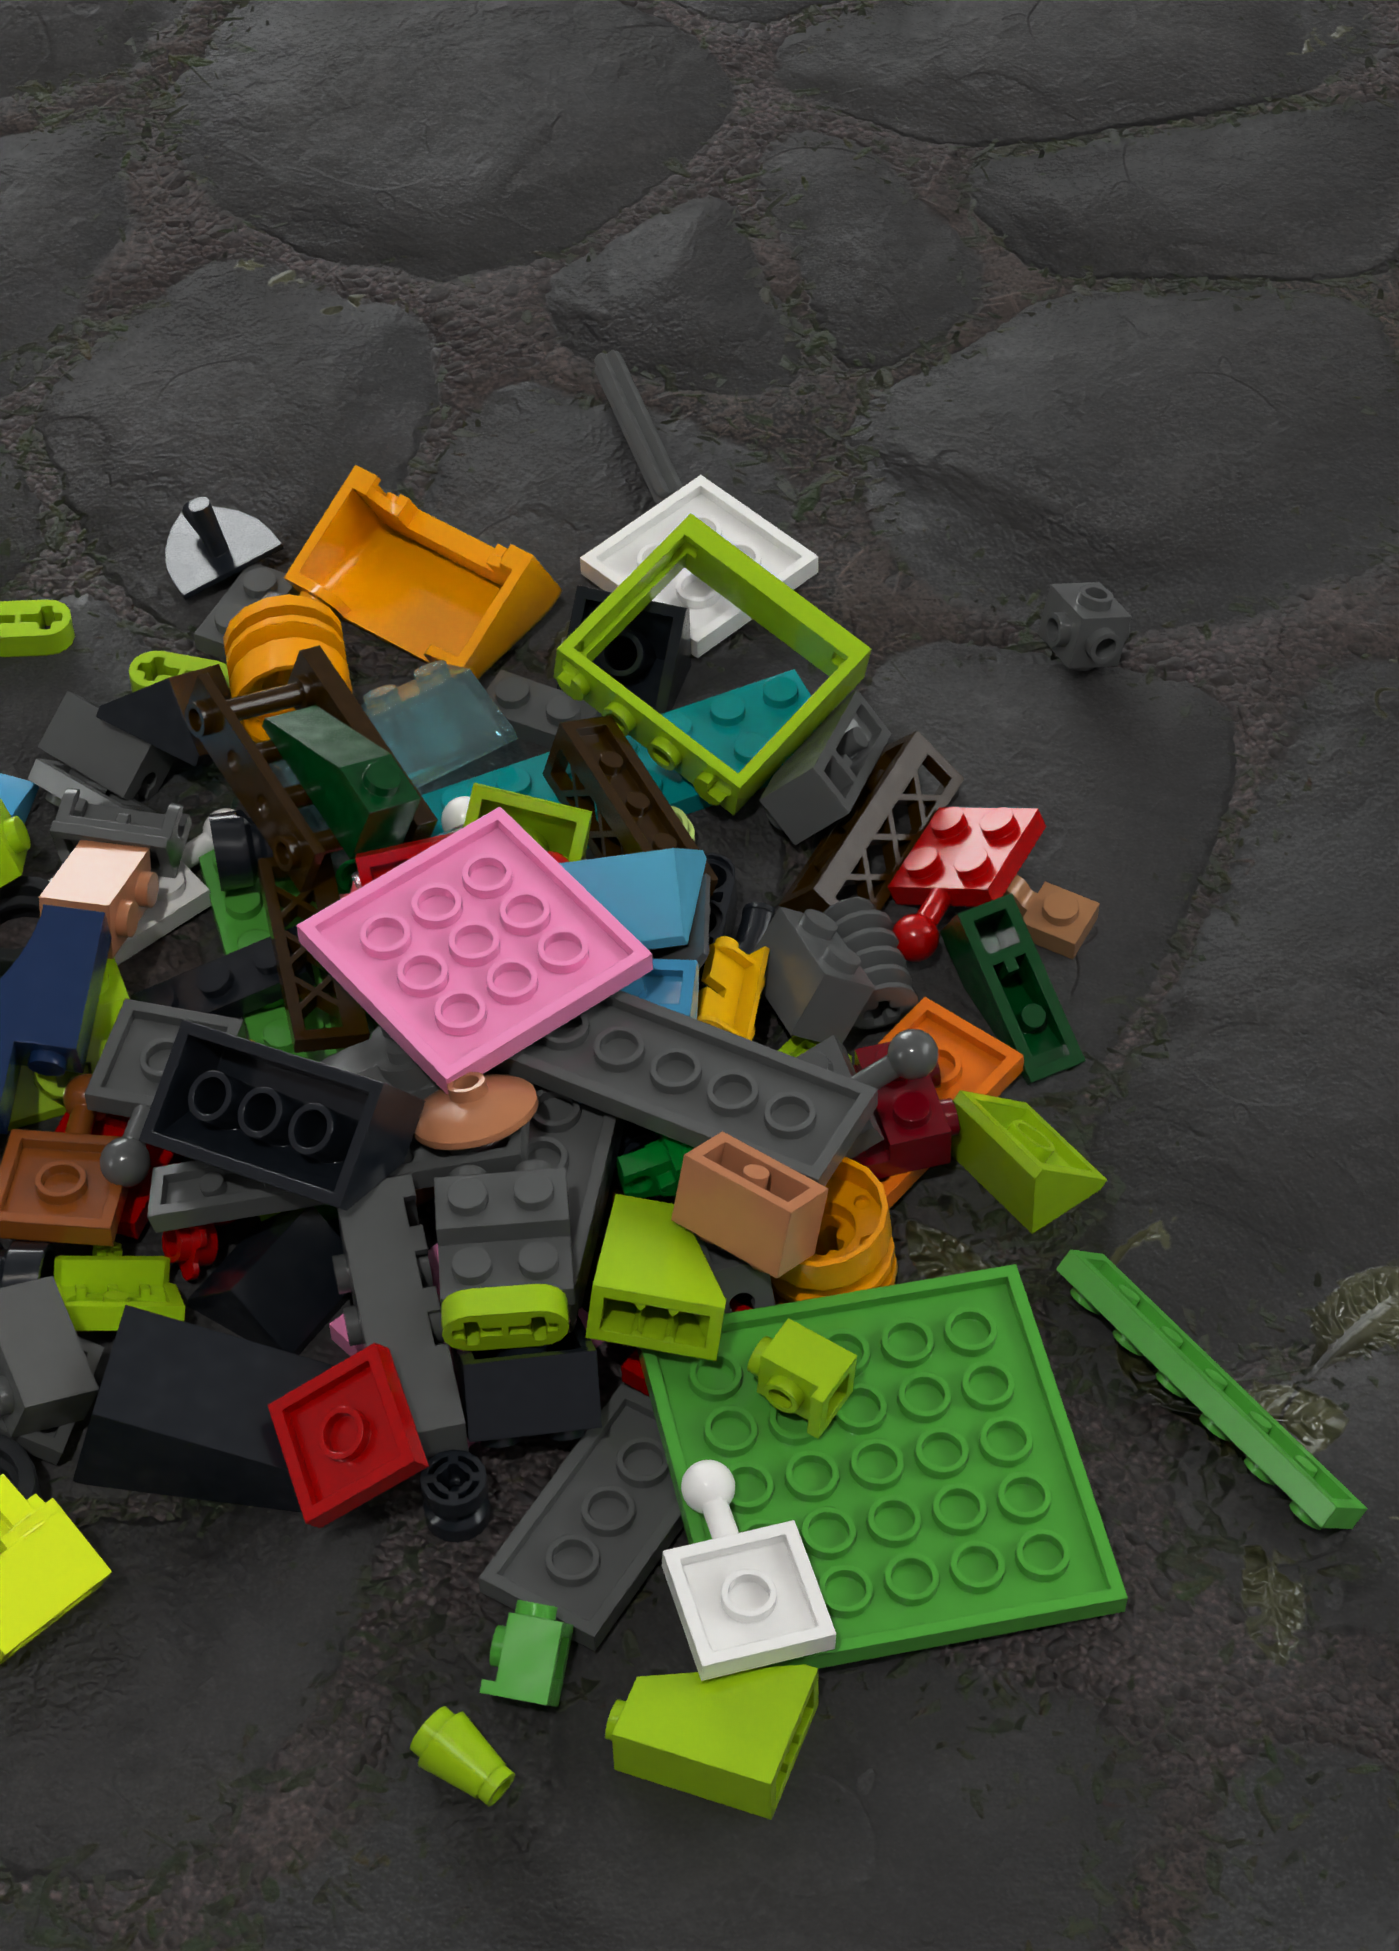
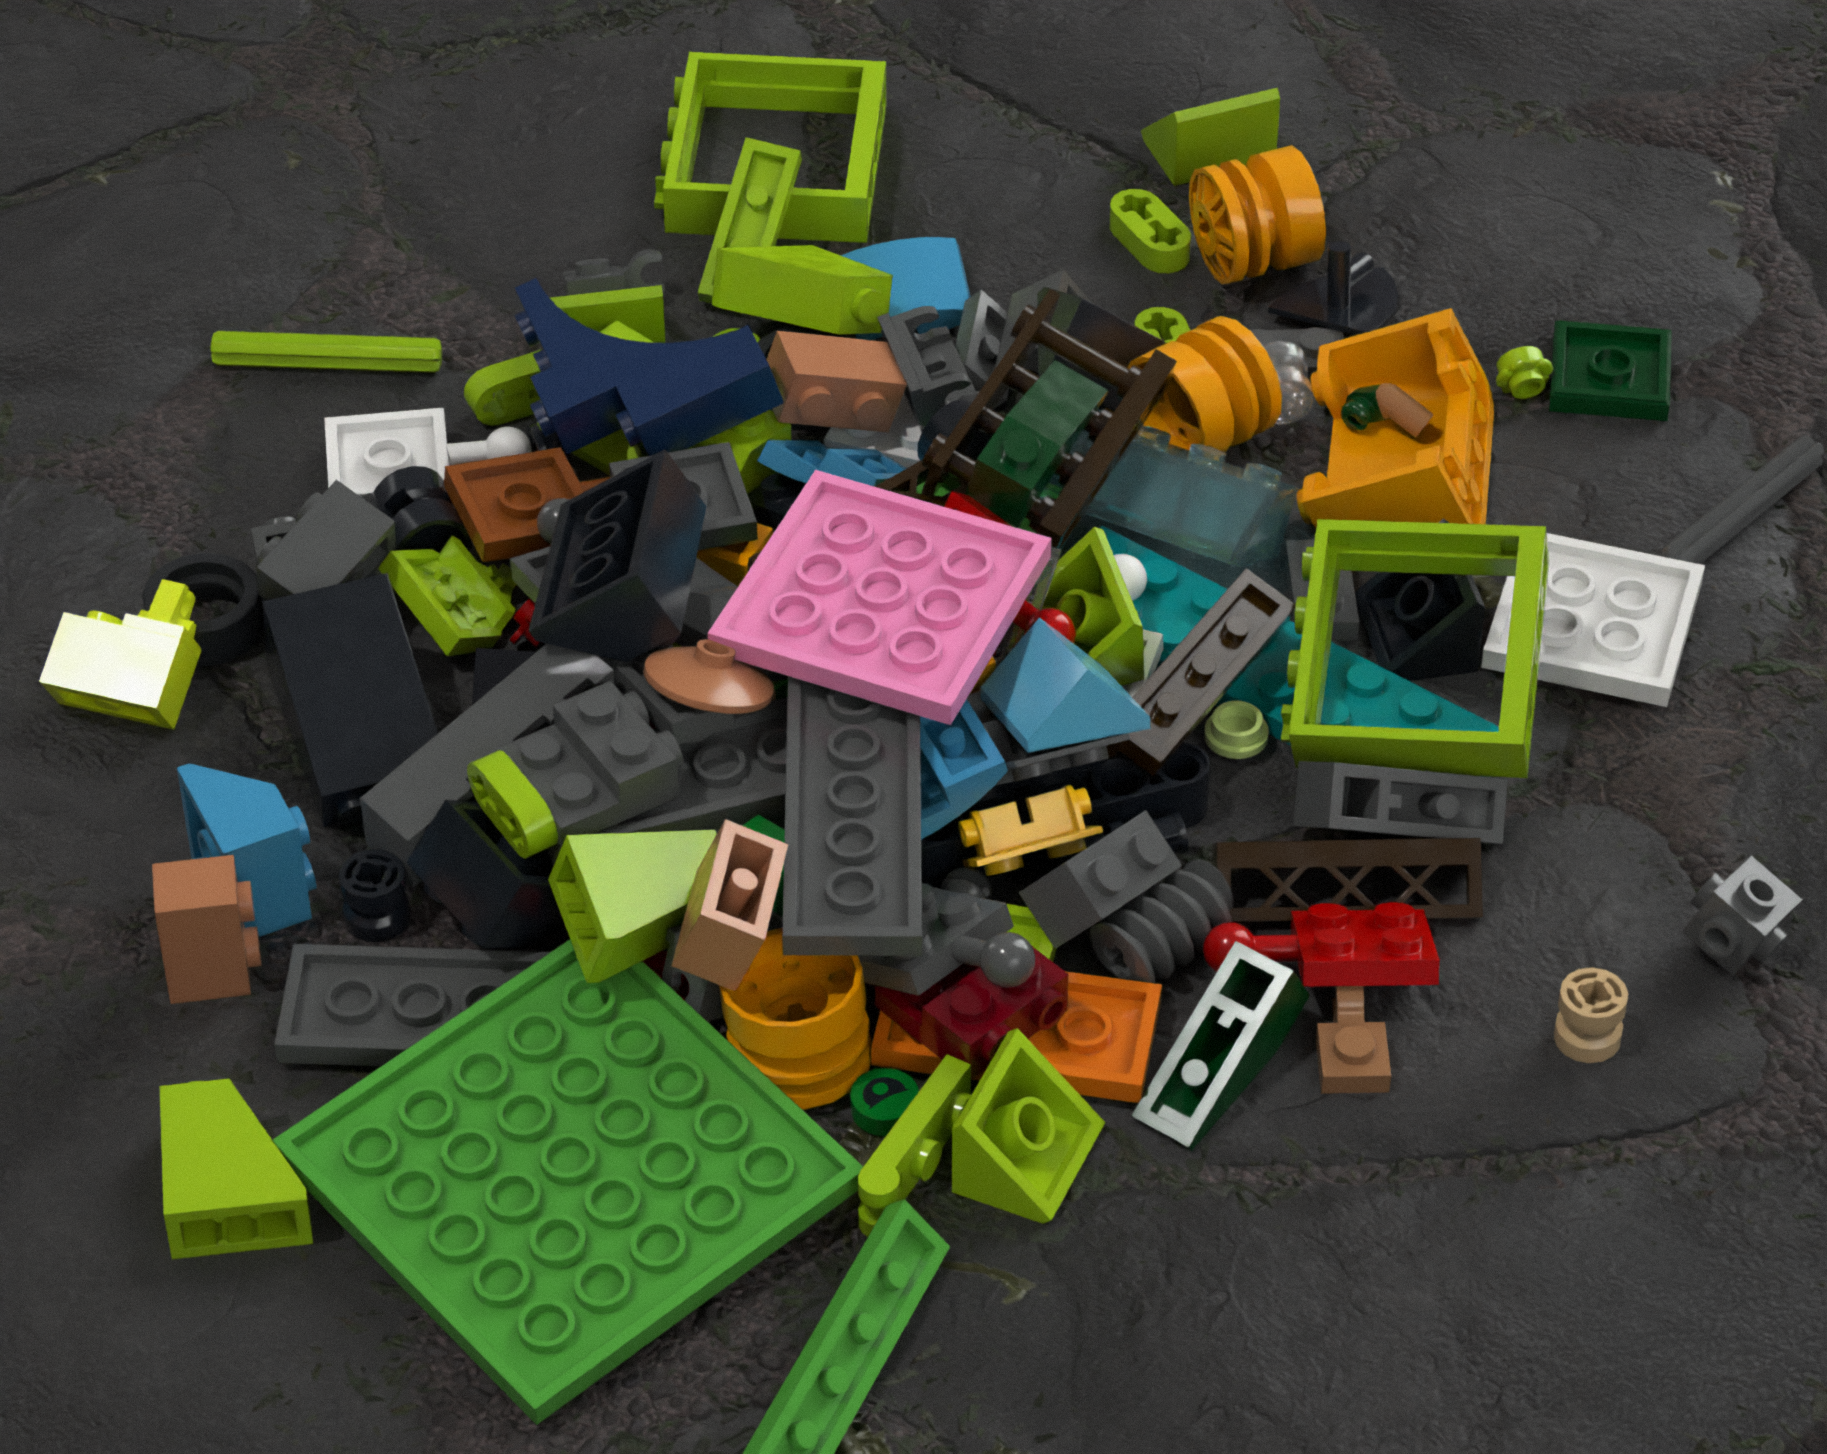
camera: 60 degrees right, 5 degrees down
(95, 541) = (1257, 214): none -> light orange wheel
(190, 947) = (802, 457): none -> dark azure slope
(347, 1435) = (347, 766): red plate -> none
(352, 1566) = (266, 837): none -> dark azure slope
(369, 573) = (1382, 403): none -> arm
(395, 475) = (1523, 372): none -> lime plate
(422, 430) = (1611, 370): none -> dark green tile
(436, 1631) = (203, 929): none -> nougat brick
(461, 1756) = (109, 1013): lime cone -> none
(530, 1655) = (221, 1008): bright green brick -> none
(745, 1593) = (346, 1105): white plate -> none
(804, 1374) = (601, 1050): lime brick -> none
(920, 1233) = (881, 1099): none -> green tile
(991, 1228) = (914, 1142): none -> lime plate
(1118, 758) = (1590, 1015): none -> tan wheel

